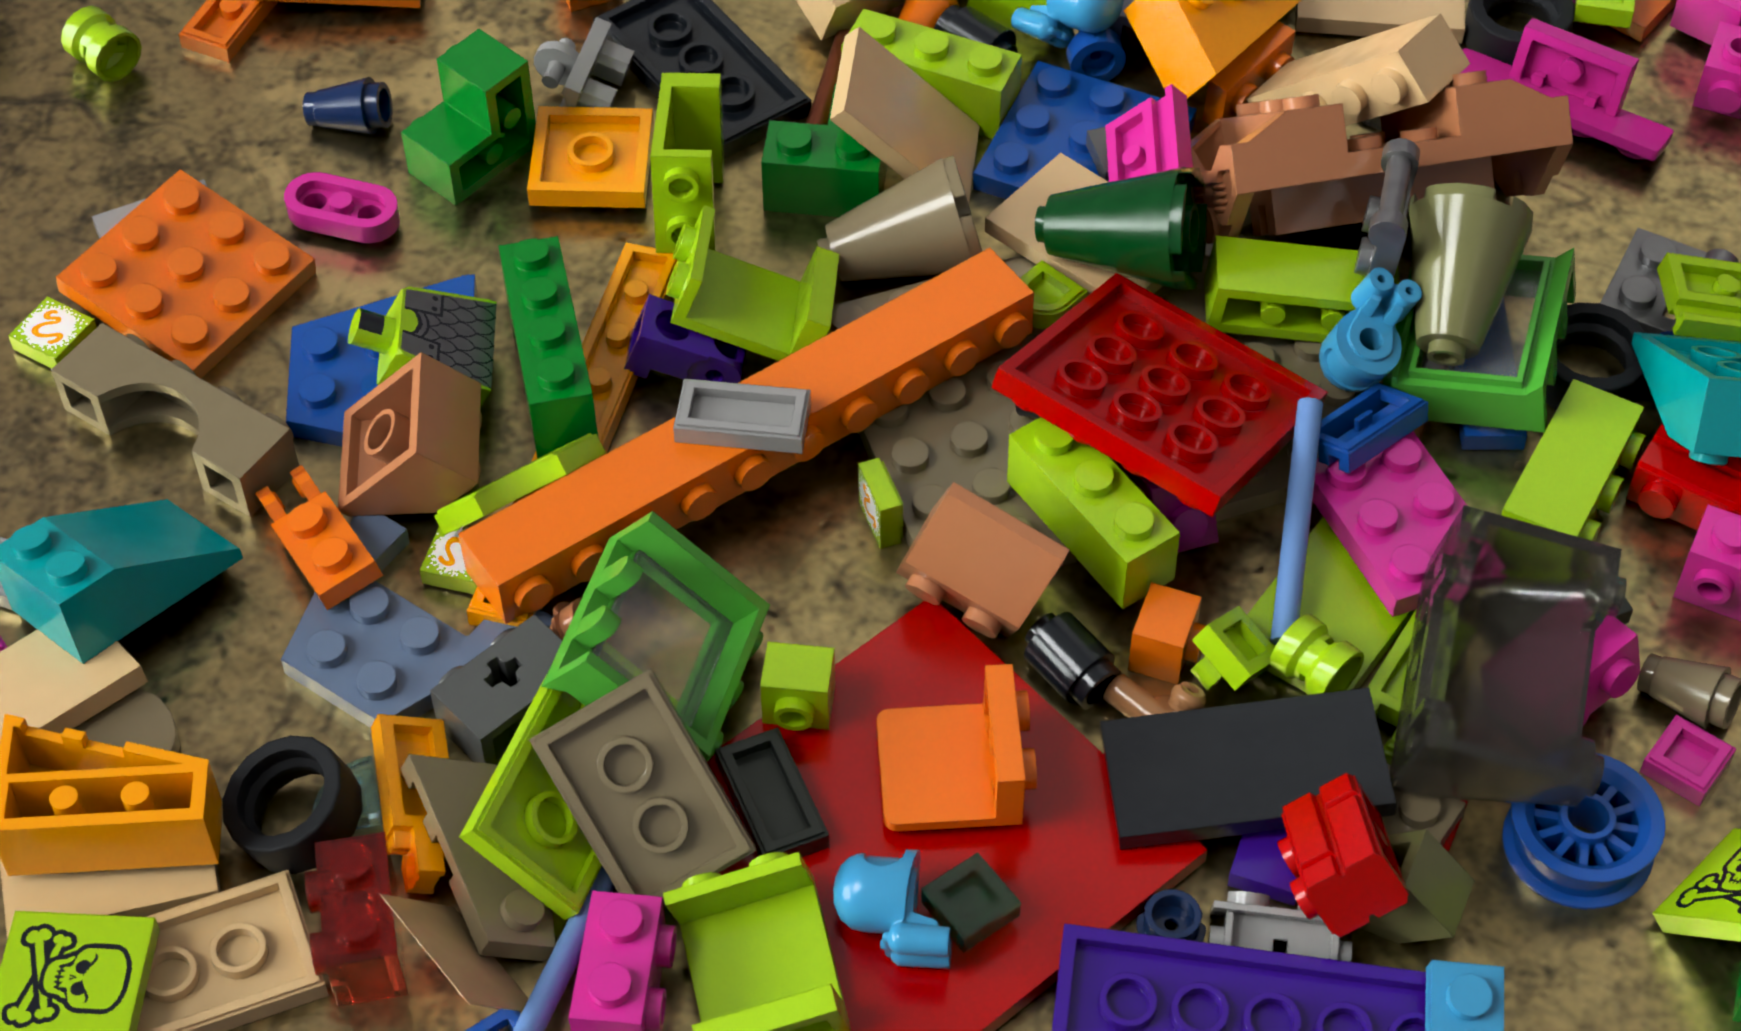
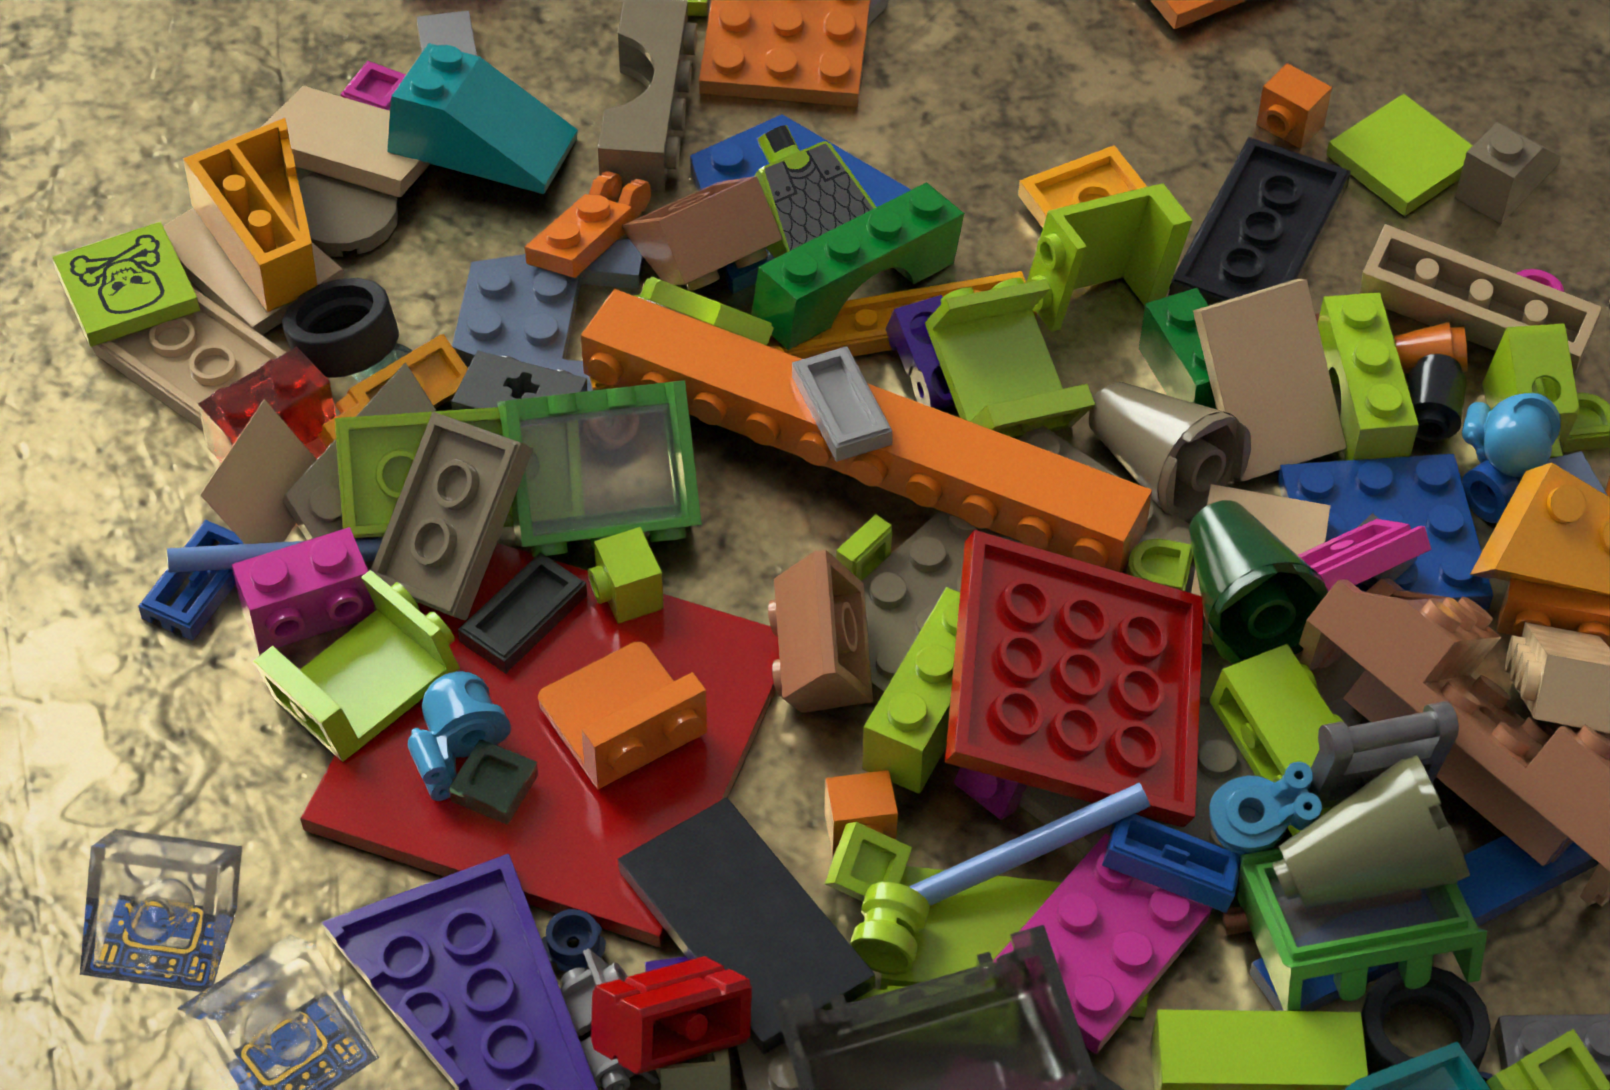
camera: 60 degrees right, 0 degrees up
(342, 207) = (921, 84): dark pink plate -> none
(351, 106) = (1030, 40): dark blue cone -> none
(479, 125) = (1057, 116): green brick -> none
(600, 57) = (1181, 150): light grey hips -> none
(1070, 658) = (791, 758): black brick -> none
(1135, 701) = (783, 839): medium nougat arm -> none

